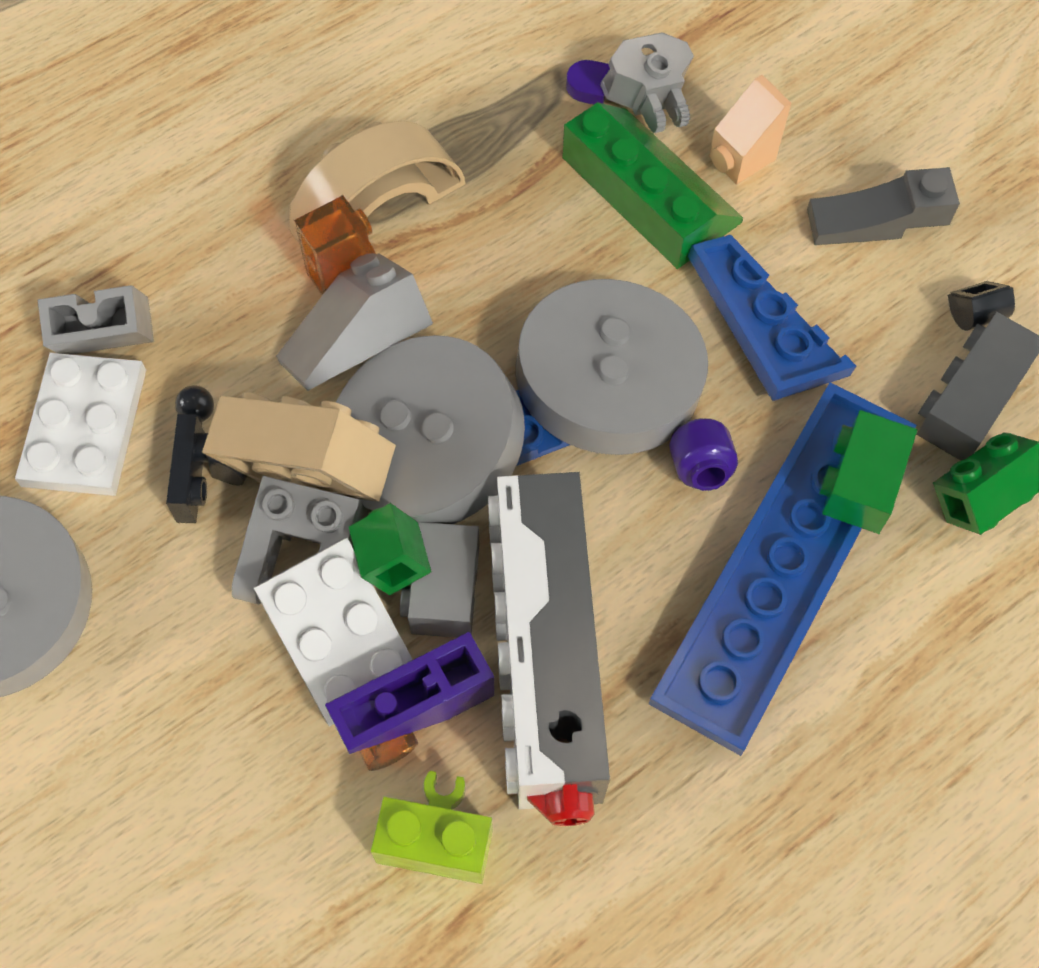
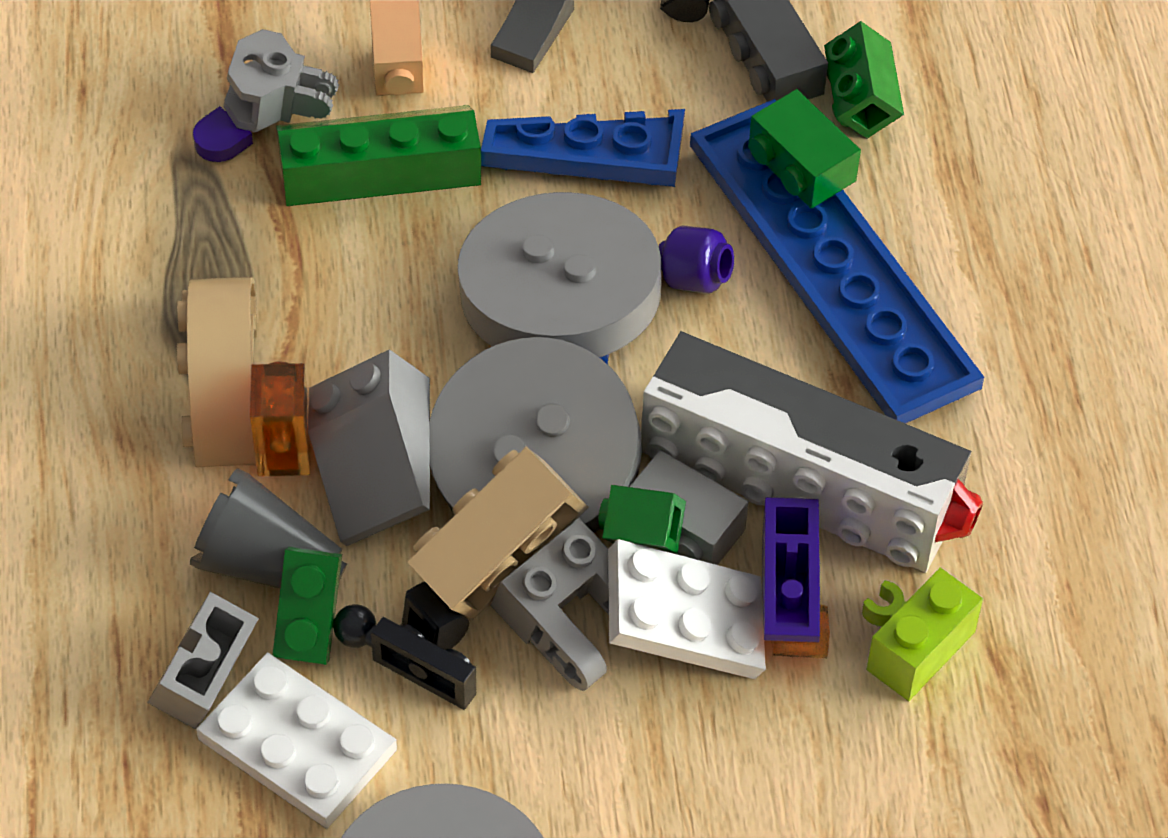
camera: 60 degrees left, 10 degrees down
(184, 359) = (307, 605): none -> green plate
(226, 299) = (250, 533): none -> dark grey cone

